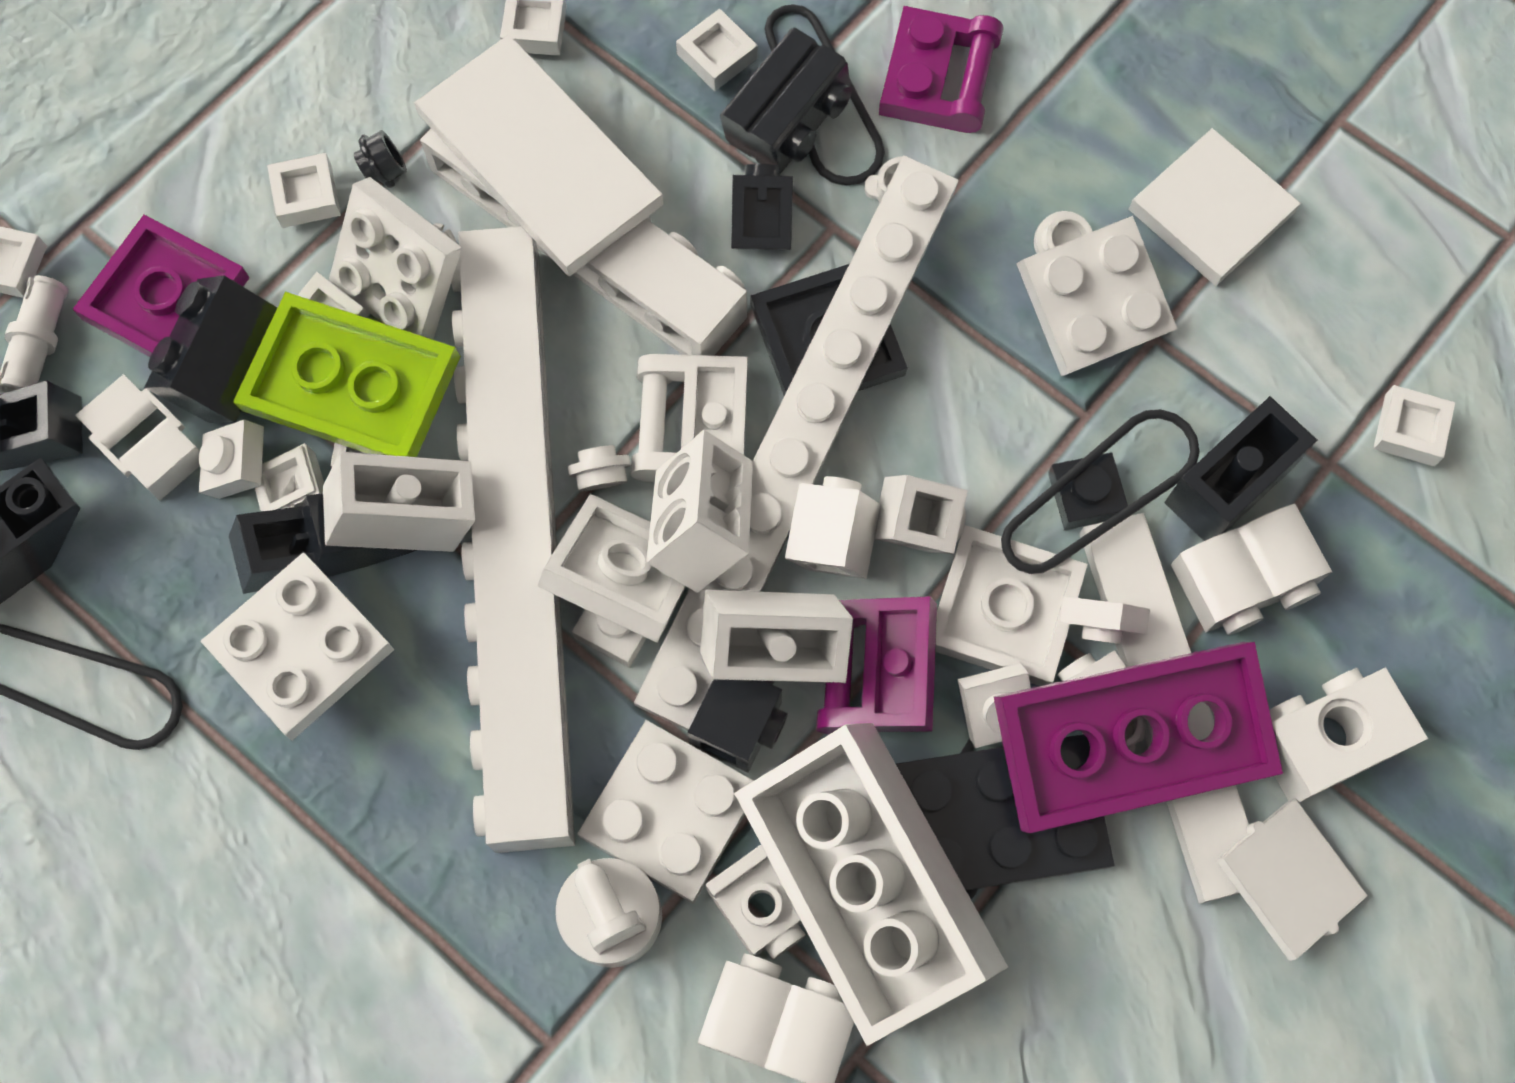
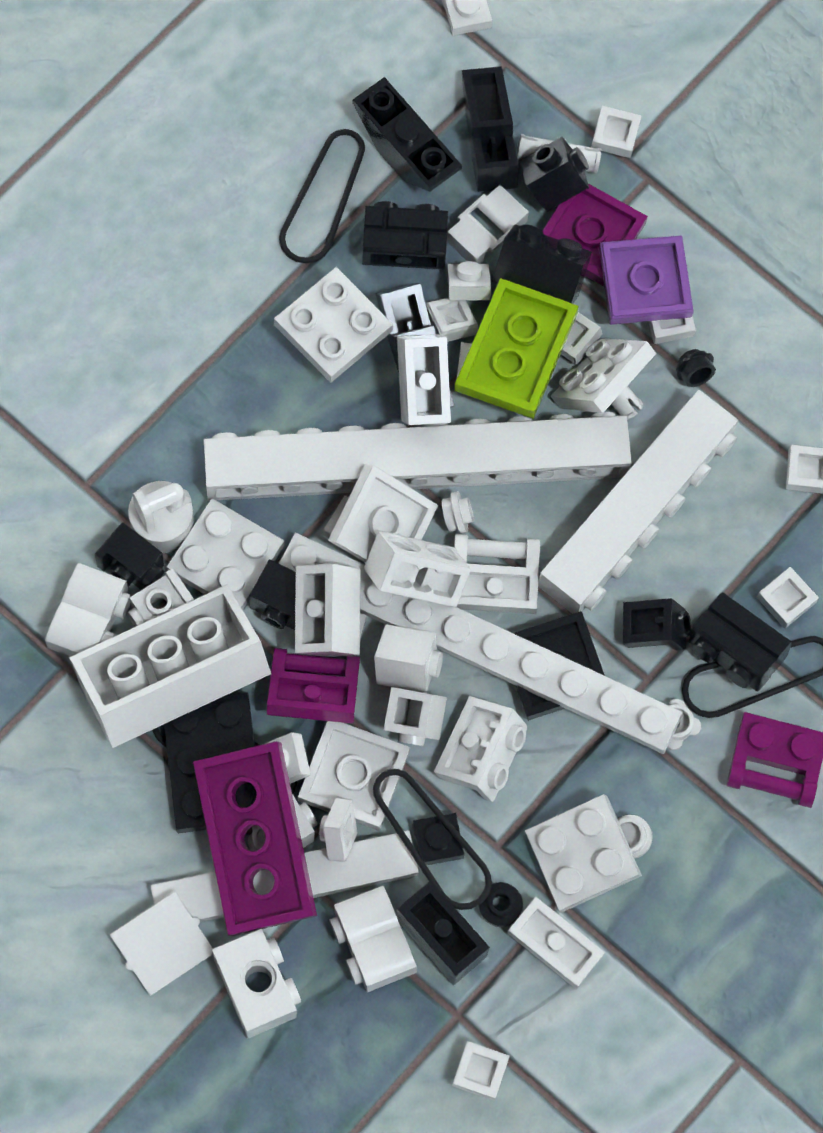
camera: 85 degrees right, 0 degrees up
(64, 330) = (555, 173): none -> black brick
(149, 552) = (405, 236): none -> black brick
(245, 212) = (646, 280): none -> medium lavender tile
(539, 154) = (683, 465): white tile -> none
(683, 955) = (130, 557): none -> black brick
(952, 432) = (482, 747): none -> white bracket
(1183, 388) = (508, 916): none -> black plate
(1214, 206) = (661, 951): white tile -> none
(1223, 332) = (556, 942): none -> white plate

